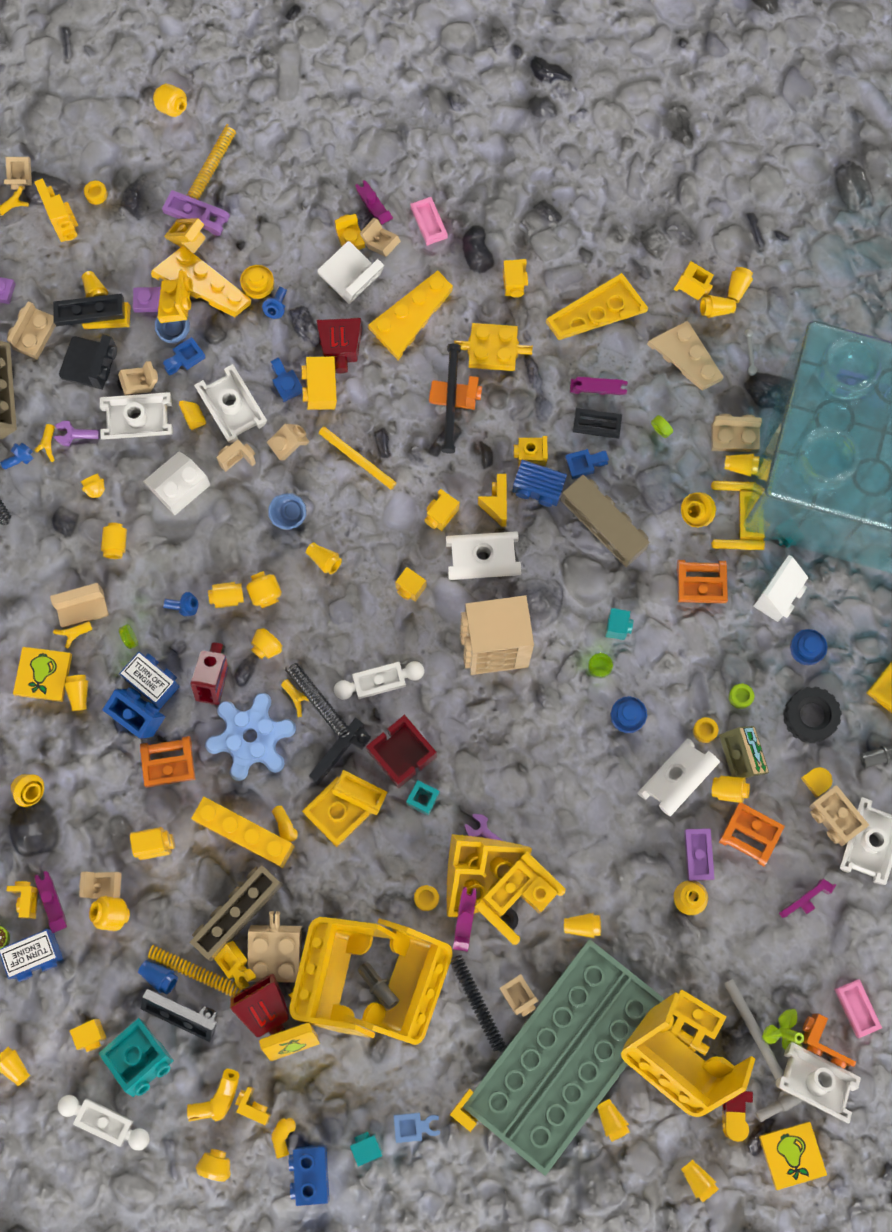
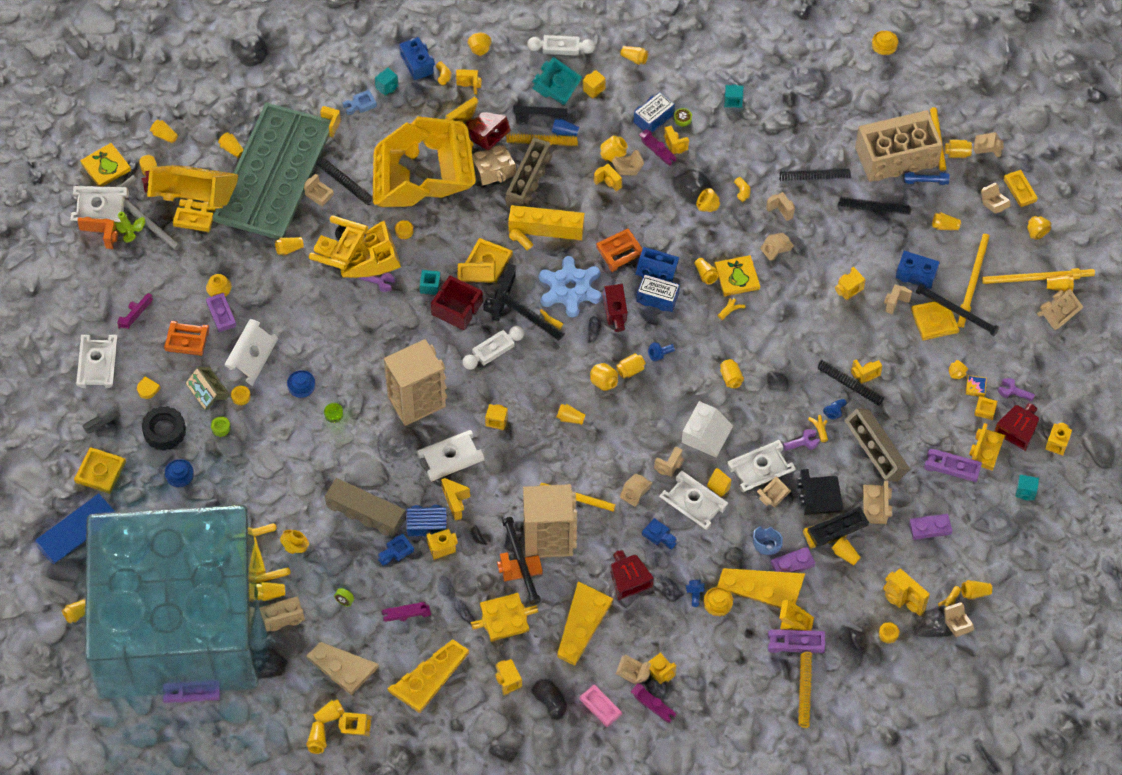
camera: 160 degrees right, 15 degrees down
(80, 605) = (734, 326): tan panel -> none
(93, 486) = (767, 407): yellow plate -> none
(128, 636) = (687, 316): clear neon green tile -> none
(131, 871) = (608, 175): none -> yellow bracket
(151, 843) = (604, 192): yellow brick -> none
(170, 100) = (866, 728): yellow head -> none
(175, 298) = (772, 551): yellow bracket -> none
(185, 354) = (747, 524): blue plate -> none
(221, 1101) = (492, 74): yellow arm -> none
(233, 965) = (516, 148): yellow plate -> none
(265, 644) = (585, 342): yellow cone -> none
(287, 511) = (611, 434): medium blue hair -> none
(320, 383) = (629, 535): yellow brick -> none
(350, 272) = (643, 632): white bracket -> none
(407, 403) = (549, 520): none -> tan brick
(441, 511) = (494, 476): yellow brick -> none
(464, 920) = (371, 220): magenta piece -> none
(577, 428) = (398, 589): black tile -> none
(619, 624) = (329, 441): teal plate -> none
(702, 588) = (272, 488): orange plate -> none
(730, 788) = (211, 357): yellow brick -> none
(752, 369) = (284, 674): light grey hinge -> none
(782, 590) = (214, 492): white slope -> none
(838, 816) = (126, 363): tan bracket -> none
(858, 1008) = (82, 259): bright pink tile -> none

